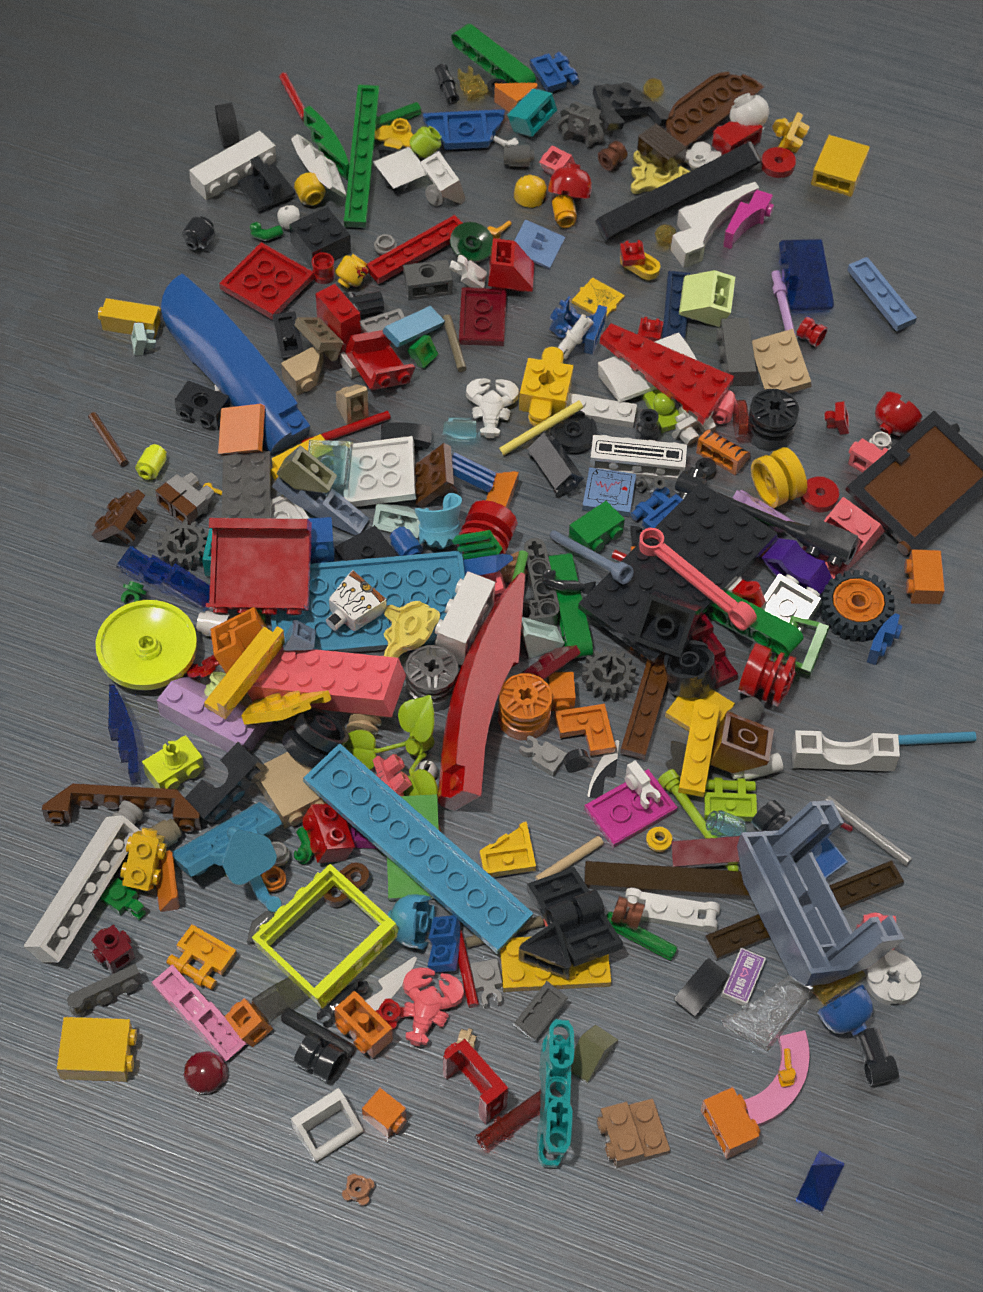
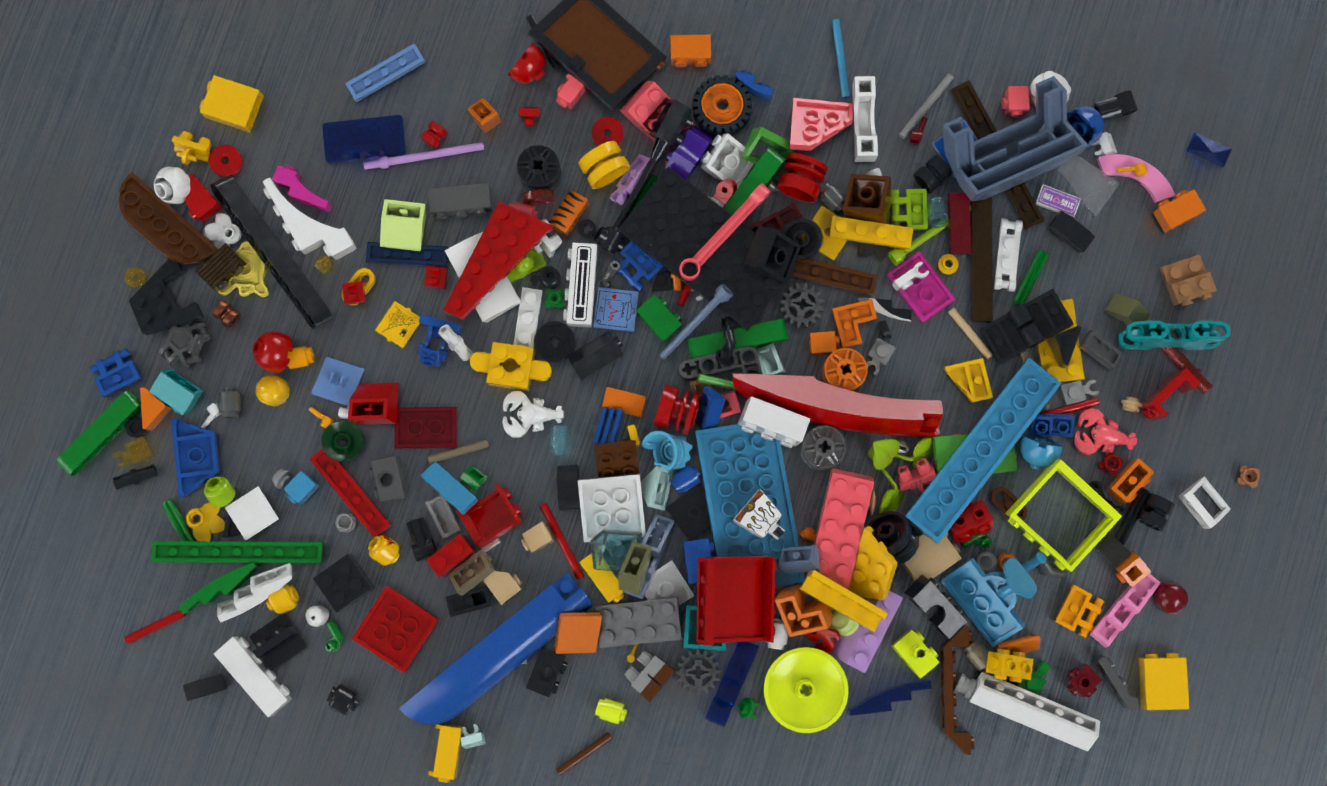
camera: 90 degrees left, 25 degrees up
(118, 515) = (677, 731): reddish brown plate -> none
(323, 268) = (376, 575): red wheel -> none
(384, 1113) = (1193, 460): orange brick -> none
(391, 984) = (1083, 465): white sticker -> none
(409, 627) = (782, 467): light yellow tile -> none
(424, 206) = (301, 488): none -> dark azure brick
(443, 178) = (268, 472): white tile -> none
(465, 493) = (633, 434): none -> yellow tile
(471, 273) = (381, 438): white plate -> none
(480, 547) = (701, 415): green tile -> none
(540, 428) = (557, 369): light yellow bar -> none
(552, 661) = (802, 352): dark red plate -> none
(554, 159) = (236, 373): coral brick -> none
(619, 429) = (558, 303): none -> green plate
(633, 915) = (1023, 285): copper wheel -> none
(781, 362) = (470, 162): tan plate -> none
(822, 1040) = (1107, 145): none -> white tile
(834, 378) = (484, 115): none -> orange slope
(839, 696) = (817, 121): none -> coral plate
(881, 438) = (551, 76): white plate -> none

